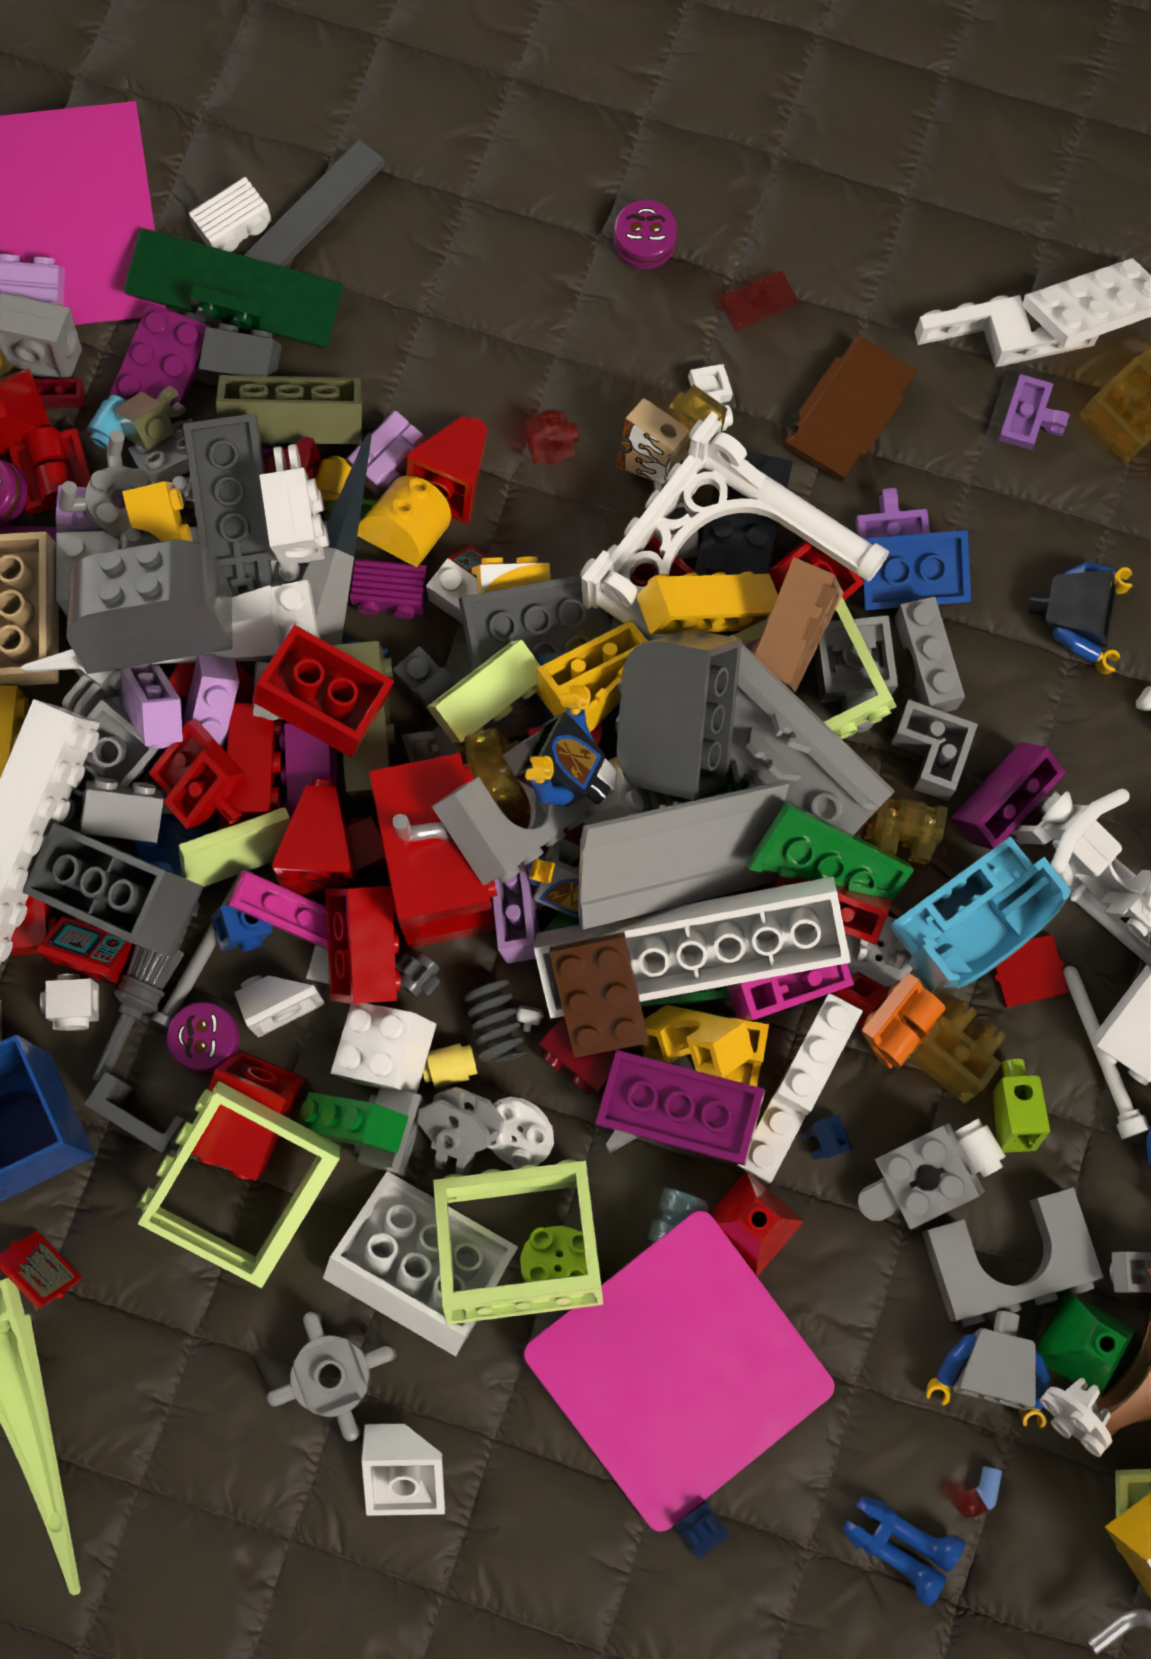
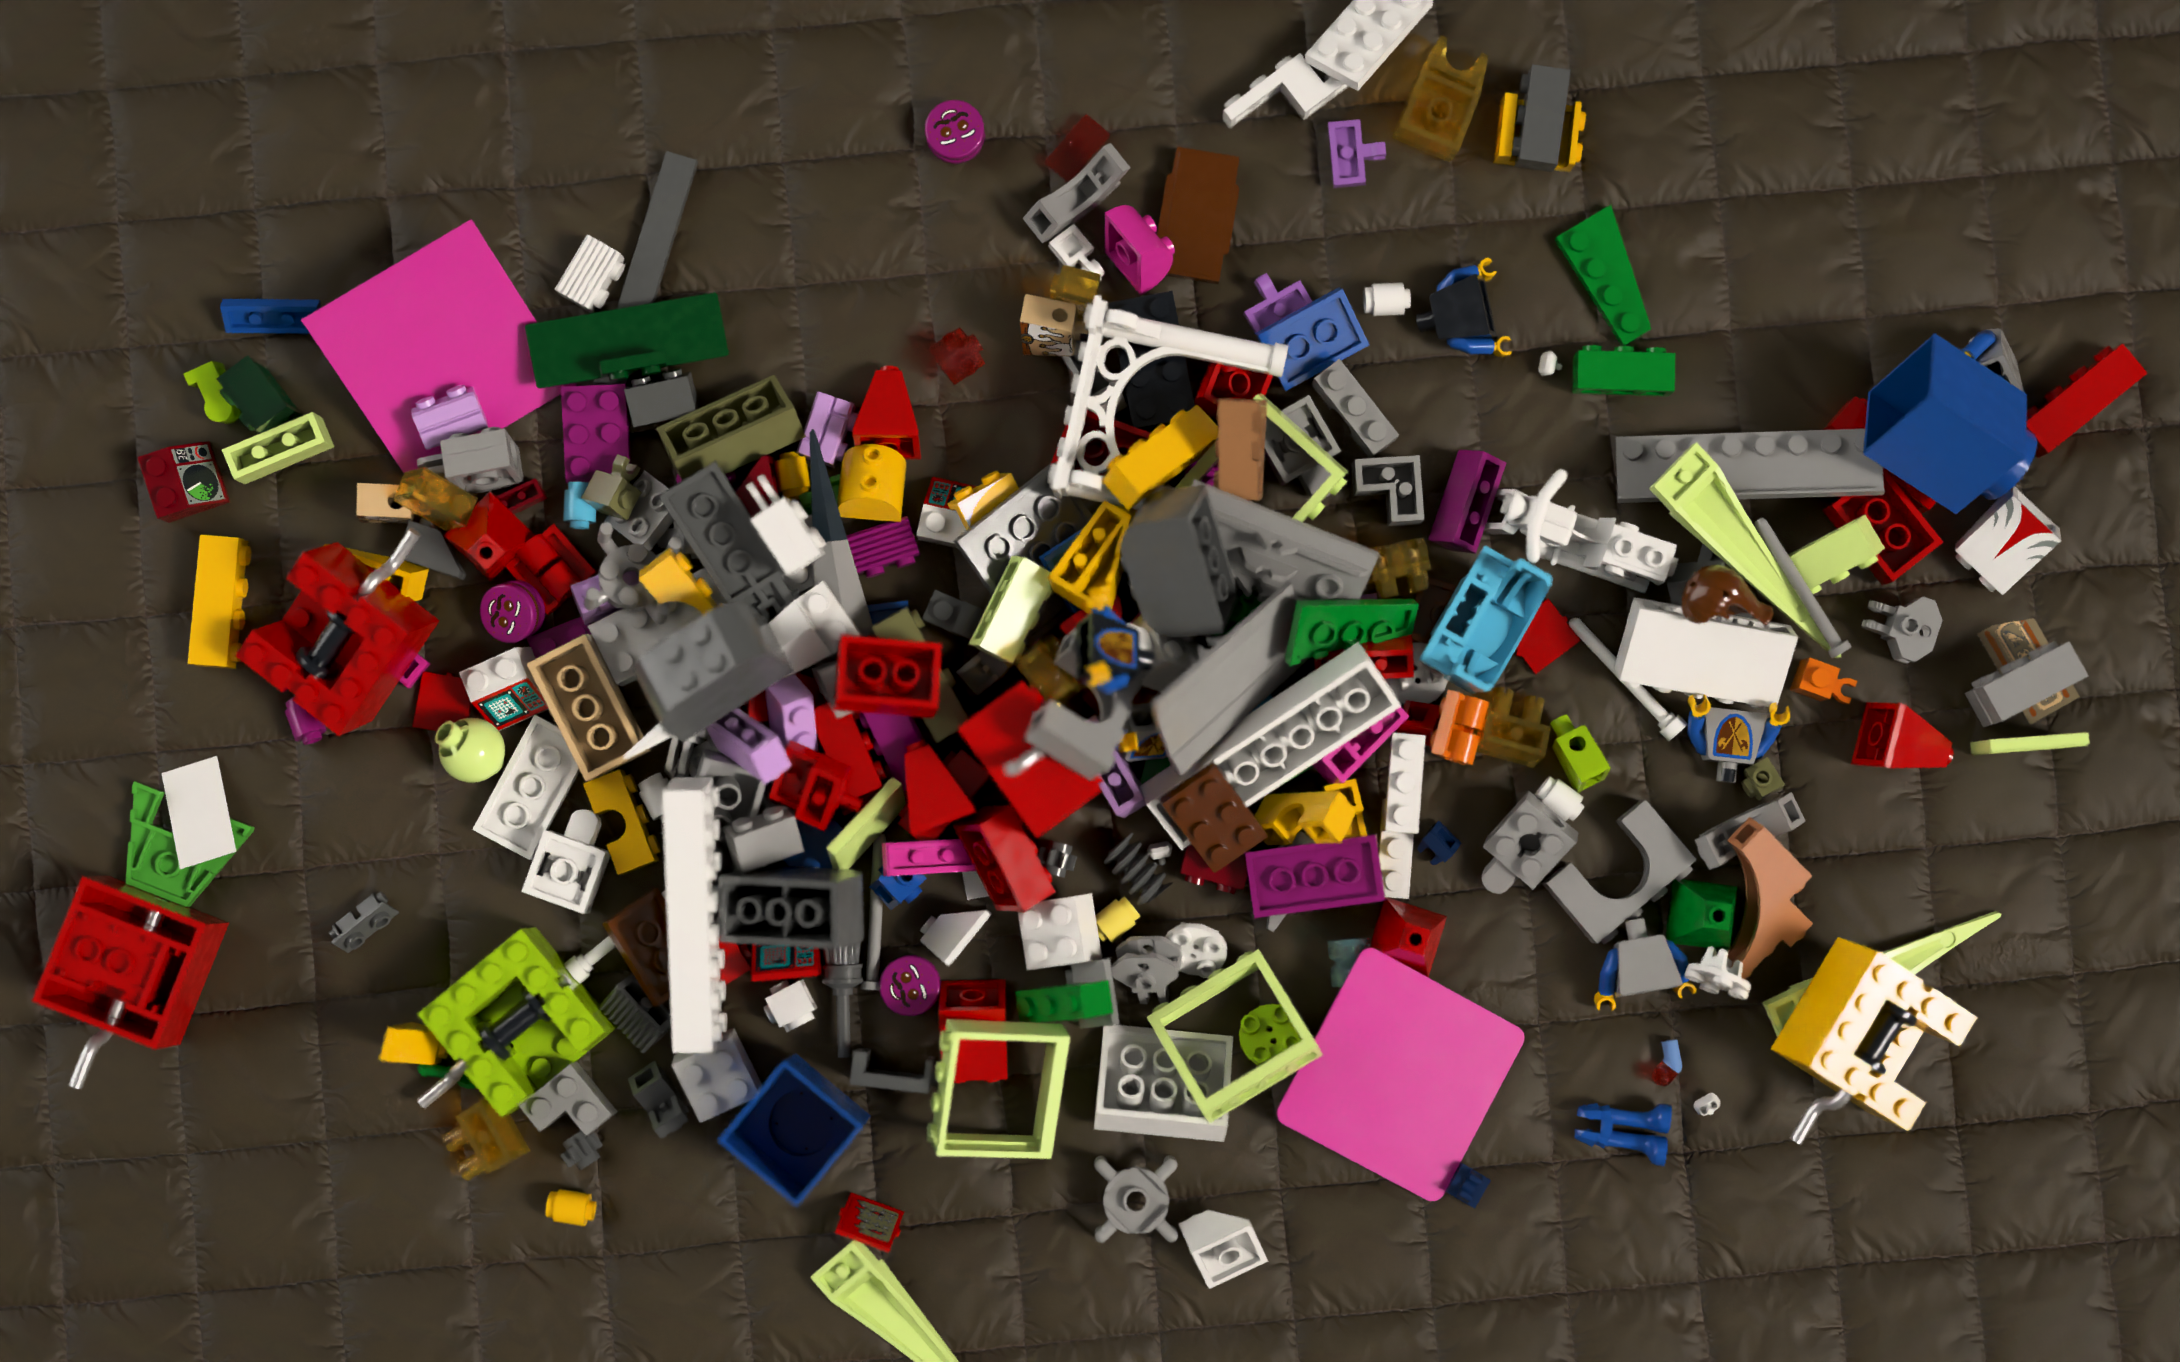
camera: 25 degrees left, 10 degrees up
(742, 340) = (1078, 196): none -> light grey arch
(775, 407) = (1137, 248): none -> dark pink brick
(1006, 1560) = (1707, 1104): none -> white rock
(1007, 565) = (1386, 299): none -> white brick

